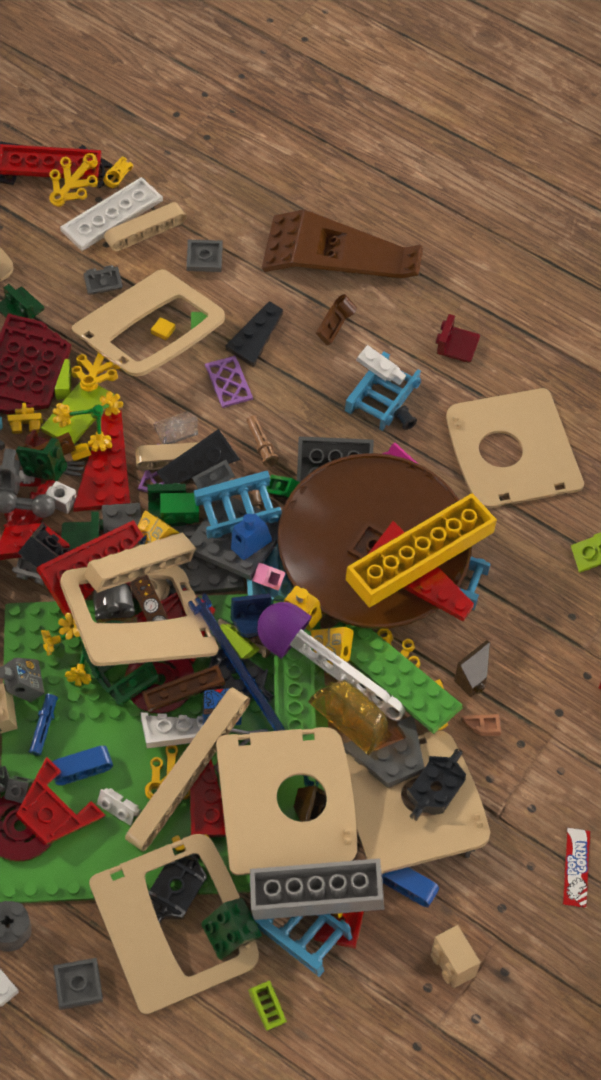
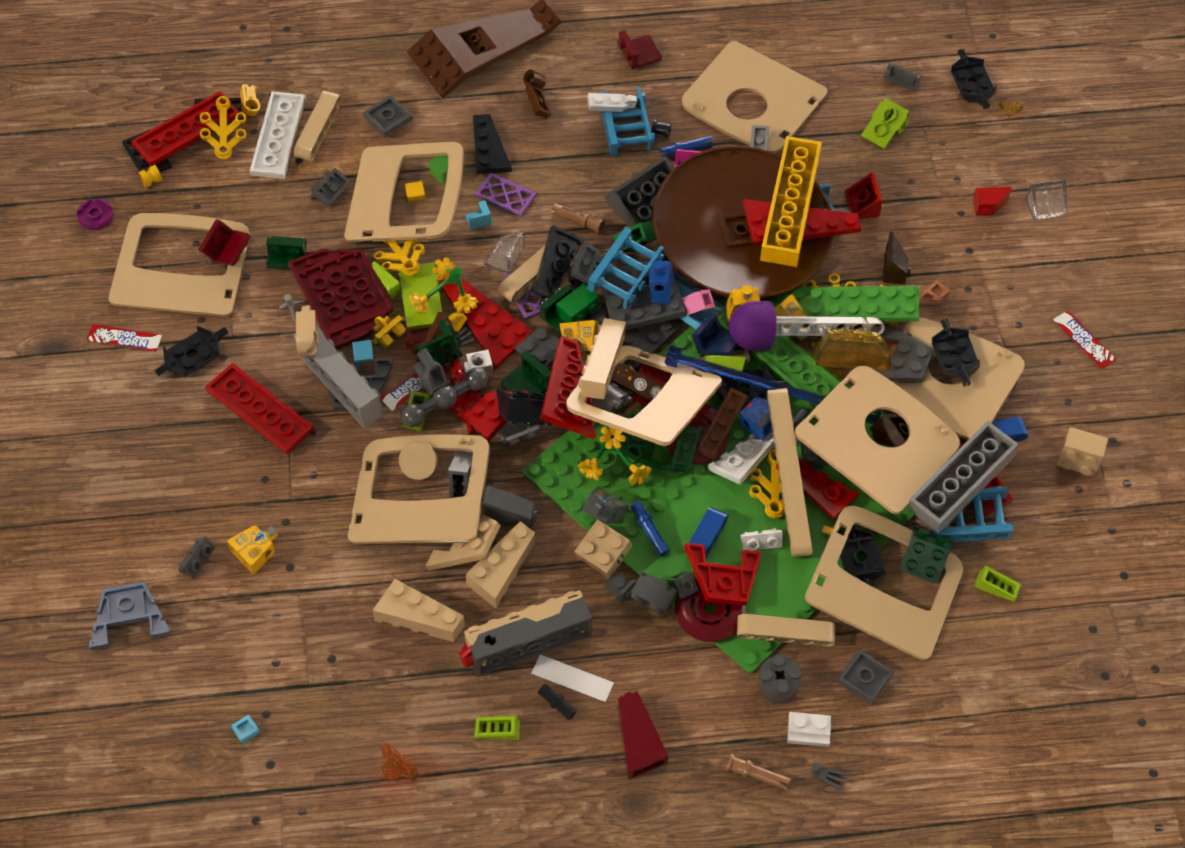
camera: 40 degrees left, 0 degrees up
(54, 892) = (786, 630): none -> tan beam
(187, 385) = (479, 218): none -> medium azure panel
(410, 447) = (690, 145): none -> blue pin
(475, 484) = (760, 136): none -> light grey hinge
(511, 599) = (865, 197): none -> red slope

